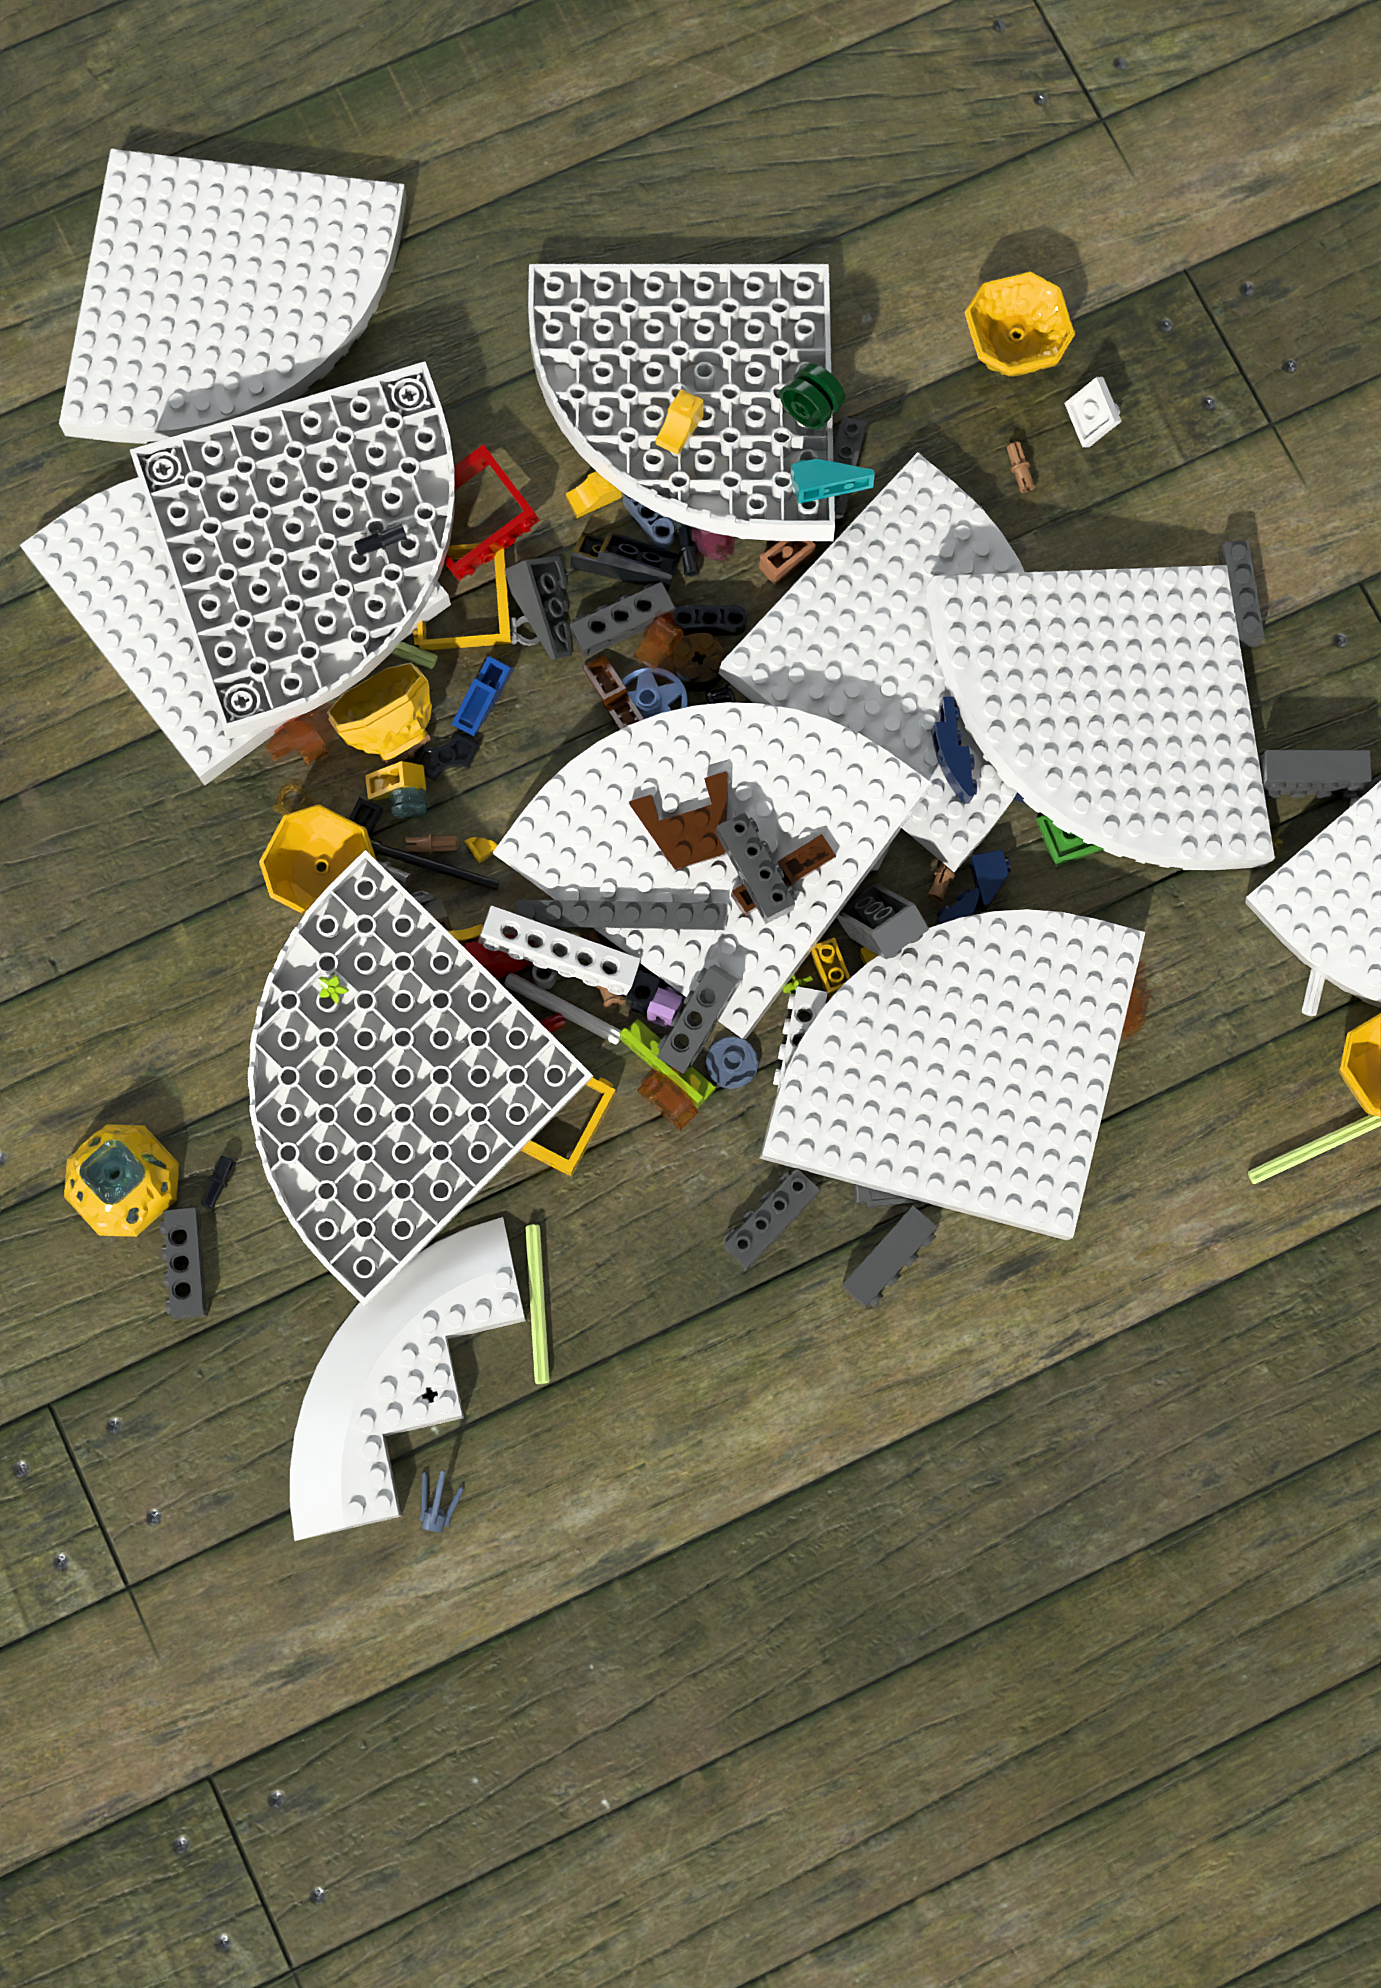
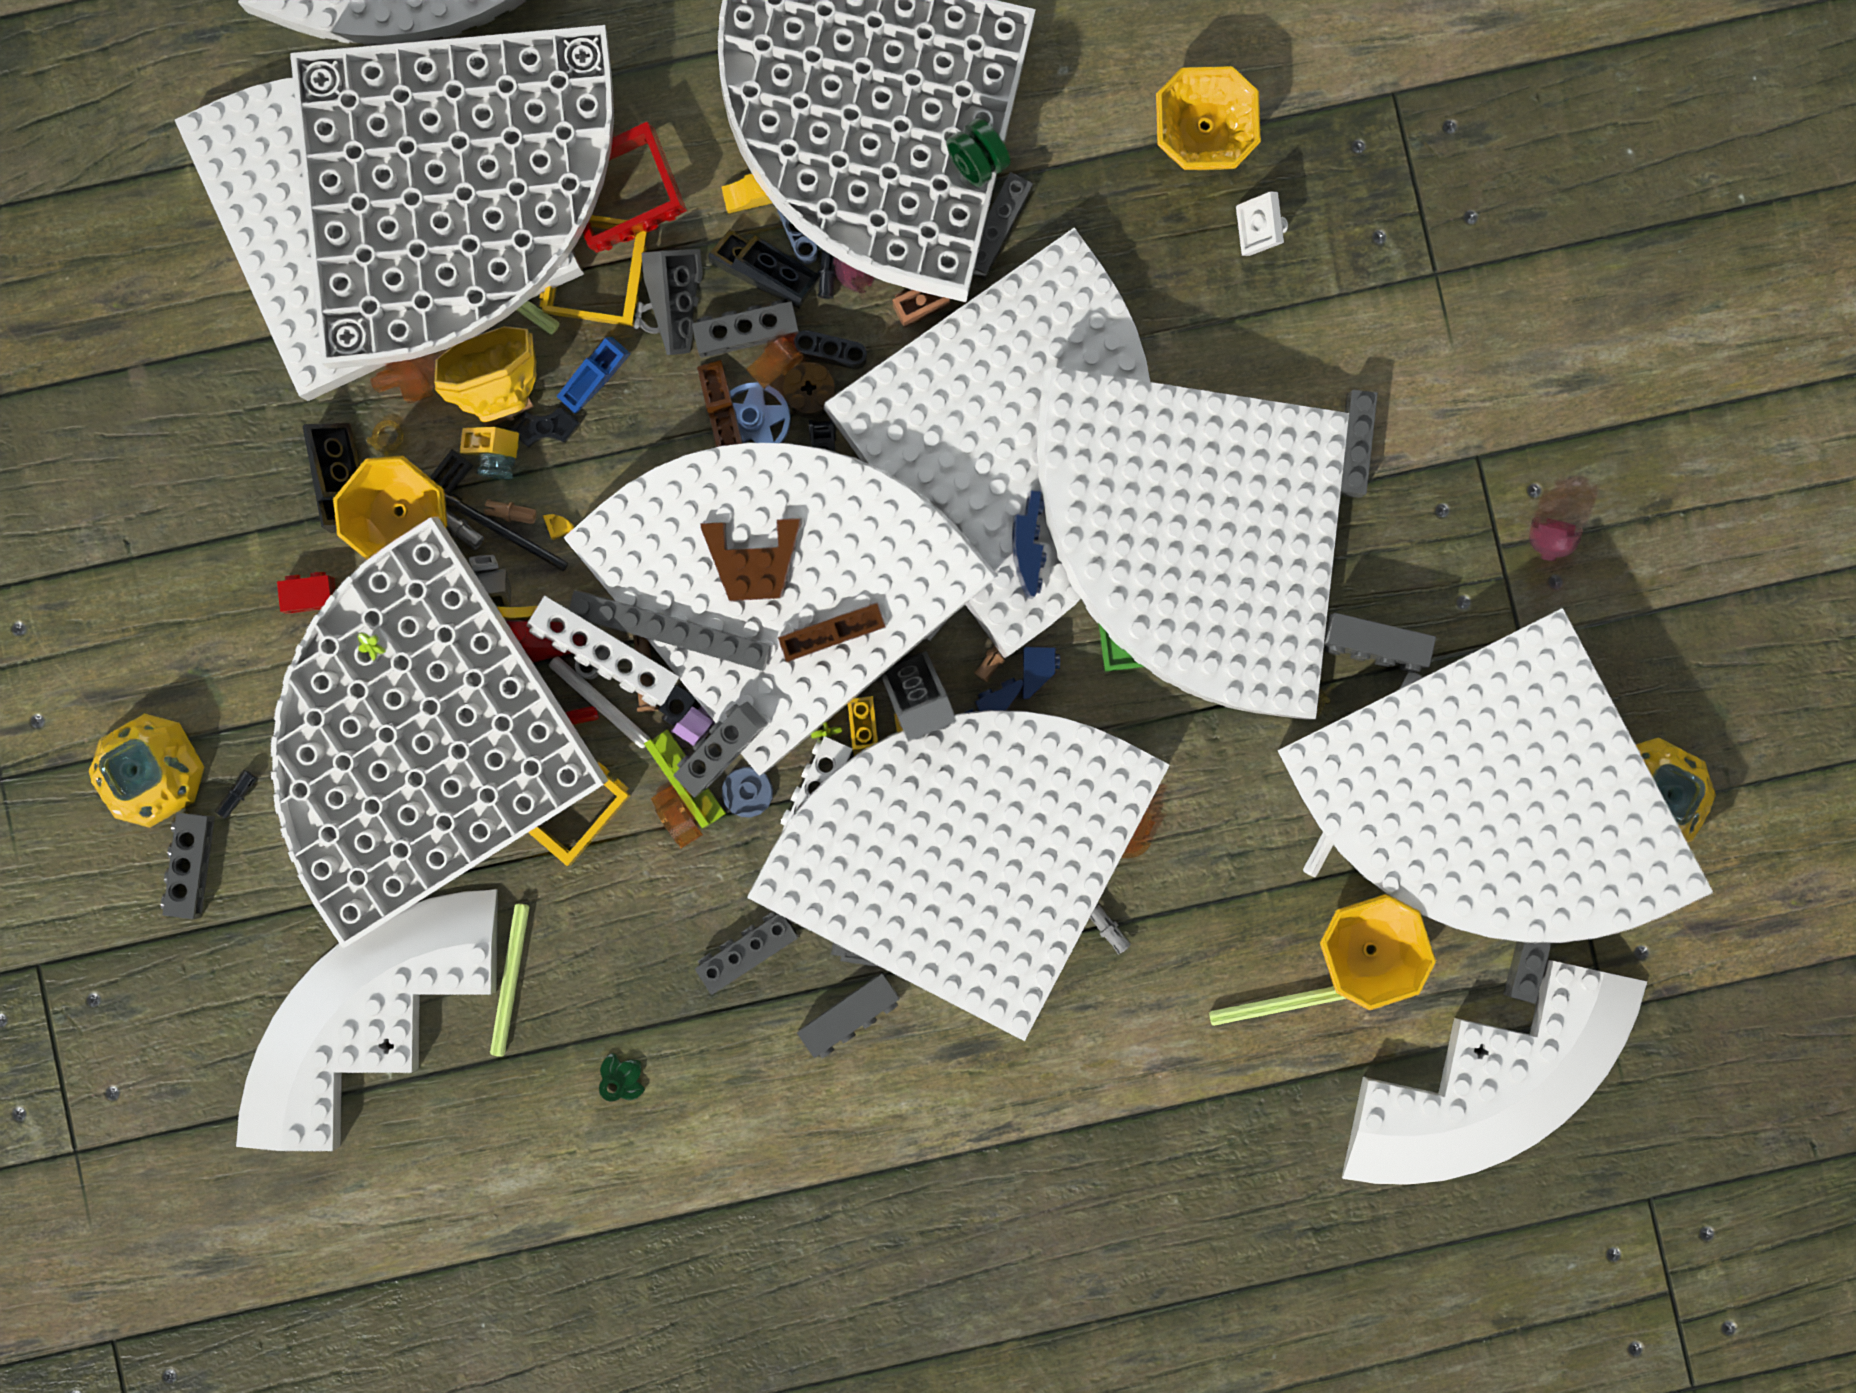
camera: 15 degrees right, 10 degrees up
(245, 968) = (305, 594): none -> red brick
(247, 840) = (332, 463): none -> black slope
(380, 540) = (516, 203): black axle -> none
(434, 1519) = (368, 1157): sand blue plant -> none
(675, 1373) = (623, 1075): none -> dark green plate
(680, 422) = (842, 148): yellow arch -> none
(755, 867) = (803, 621): dark grey brick -> none
(824, 479) = (966, 241): teal slope -> none
(1020, 467) = (1174, 262): medium nougat axle -> none
(1126, 1113) = (1109, 930): none -> light grey pin

